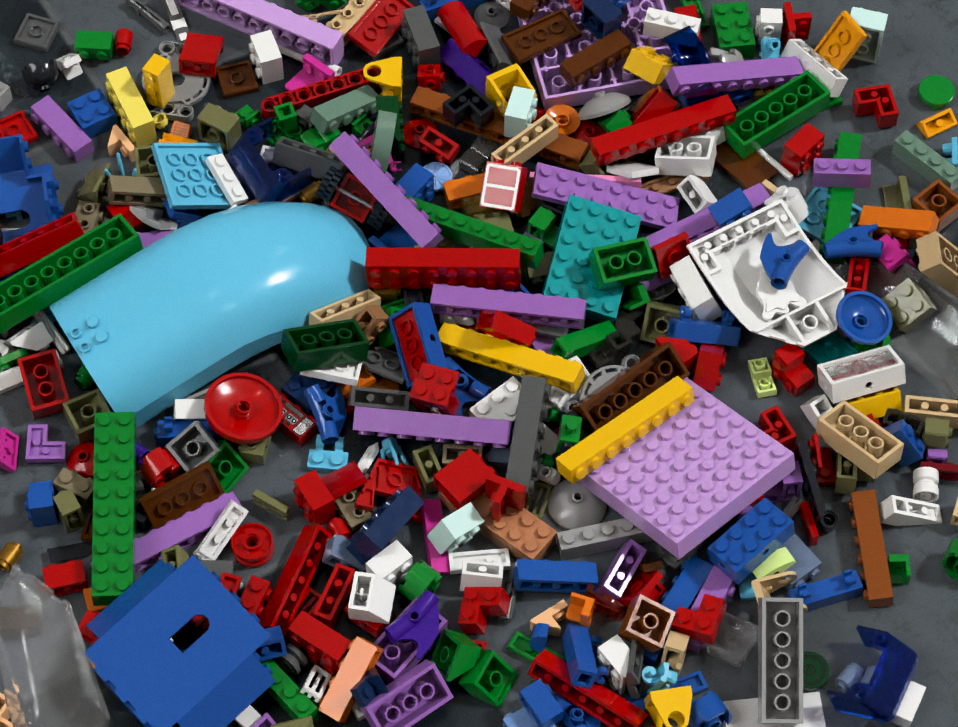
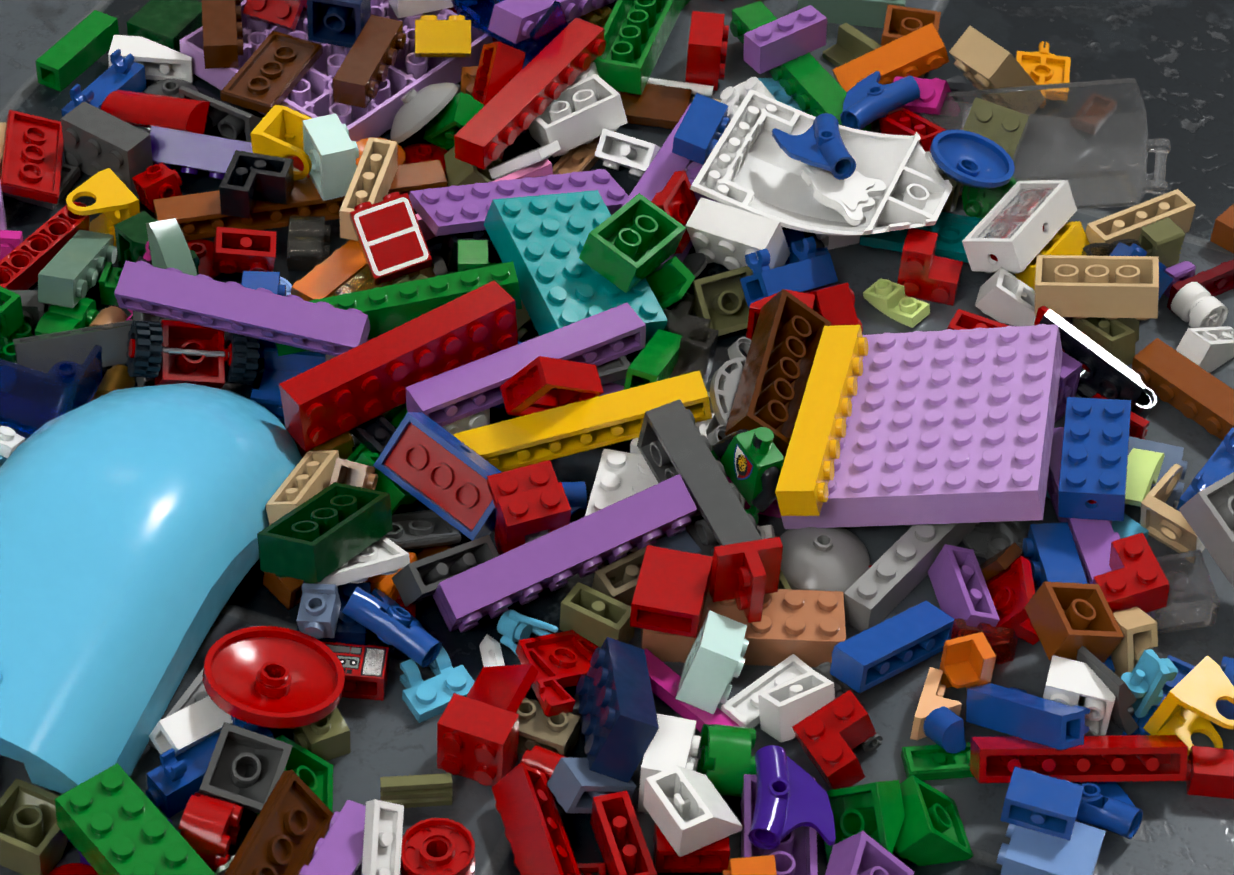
camera: 40 degrees left, 15 degrees down
(292, 386) = (319, 610): none -> sand blue brick

